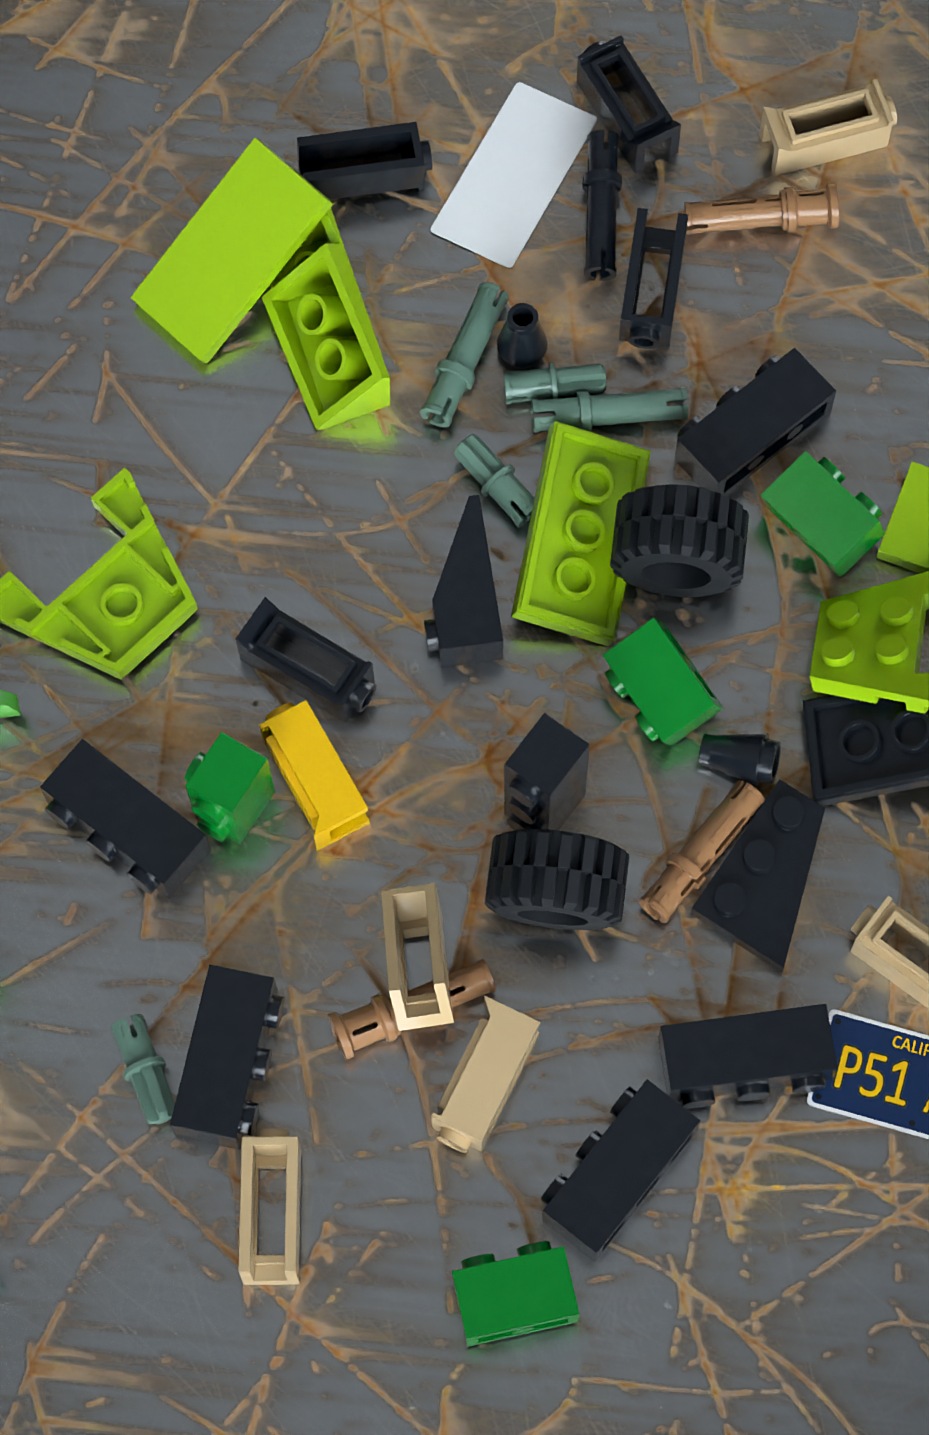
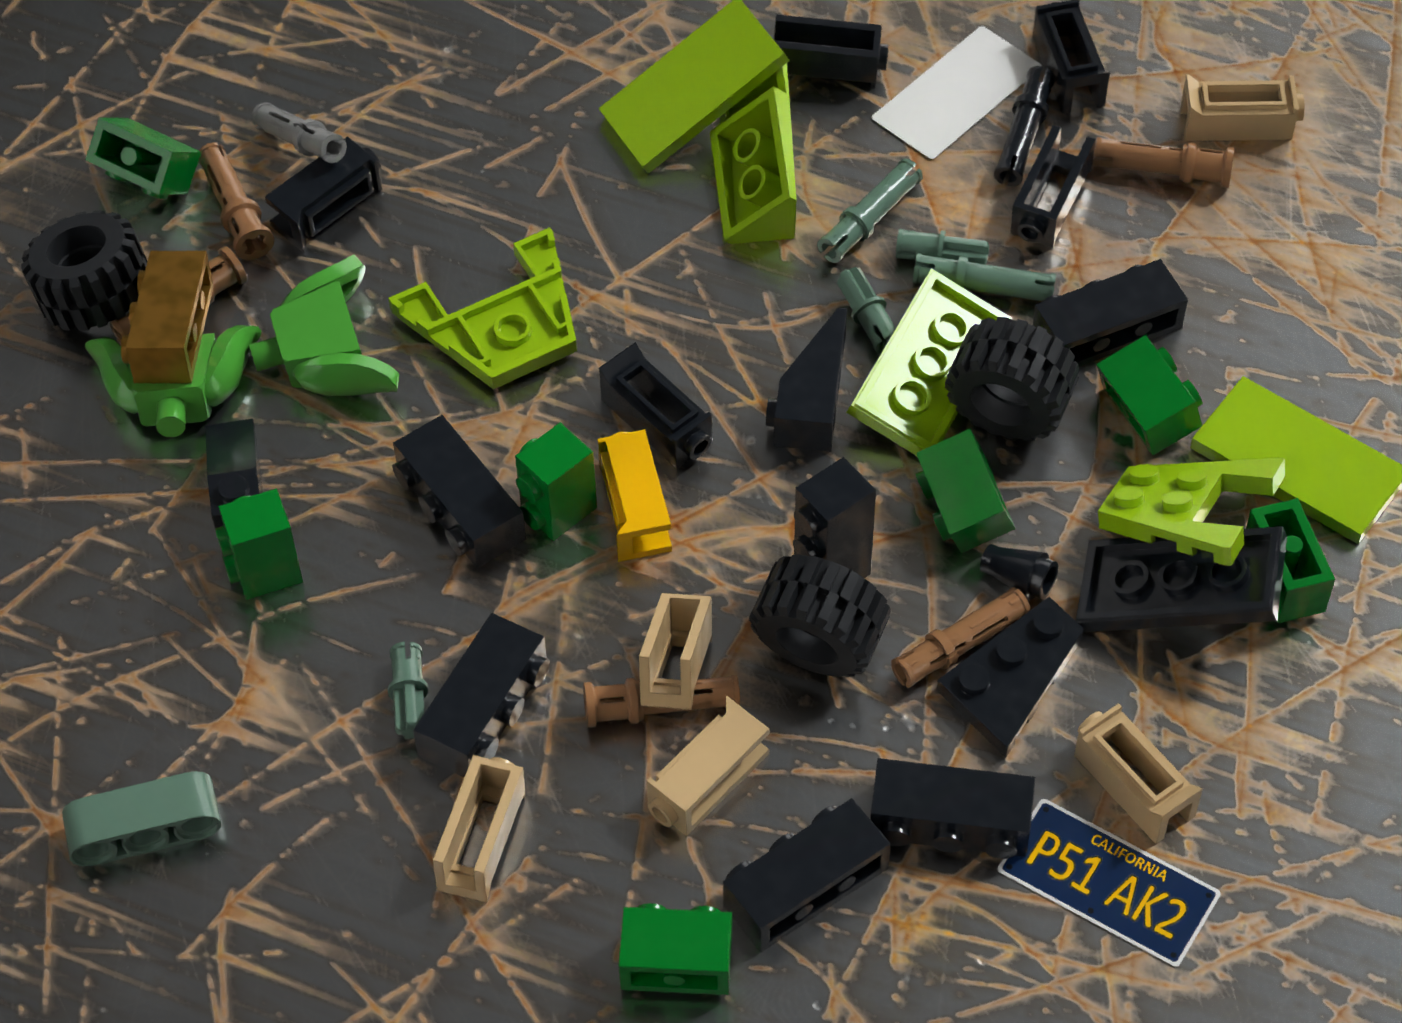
camera: 15 degrees right, 15 degrees down
(522, 337) = (924, 204): black cone -> none

